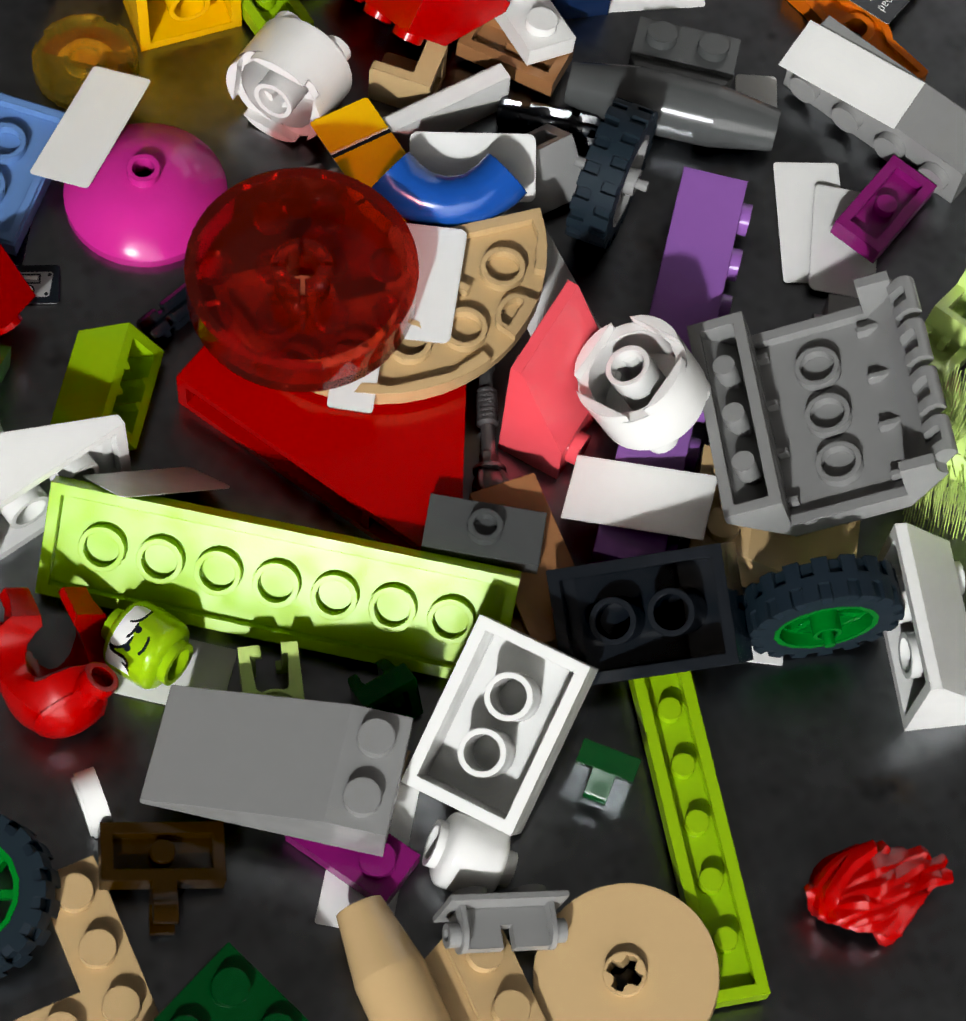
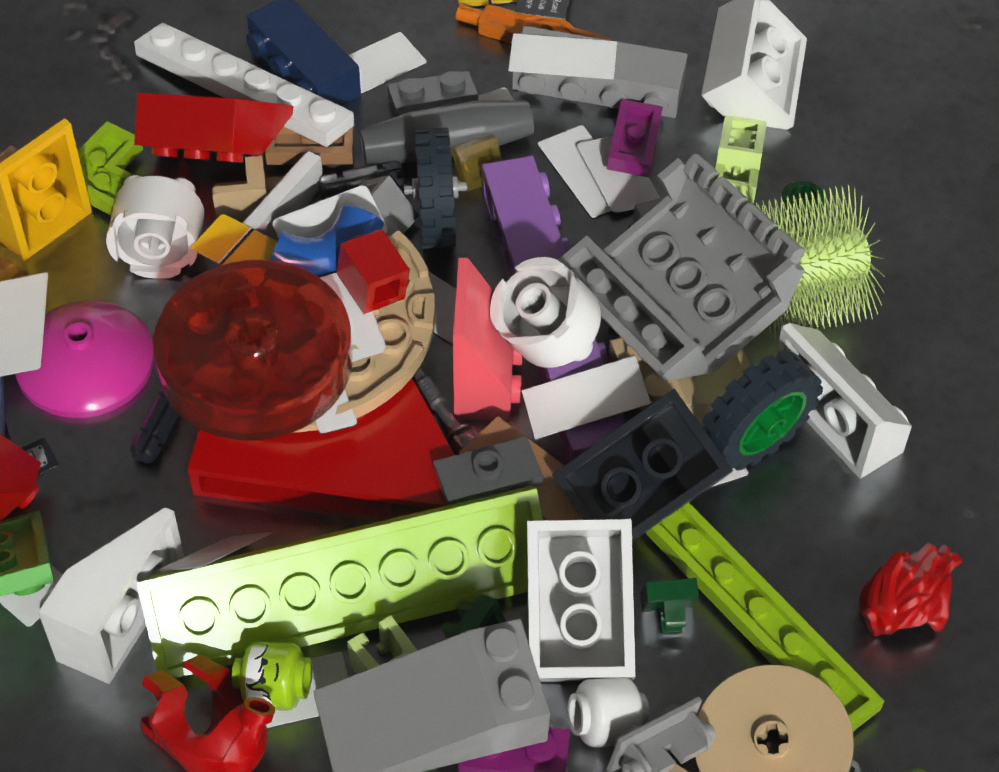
camera: 20 degrees left, 10 degrees down
(108, 375) = (128, 492): lime brick -> none
(477, 246) = (372, 271): none -> red brick
(683, 150) = (472, 155): none -> clear yellow plate

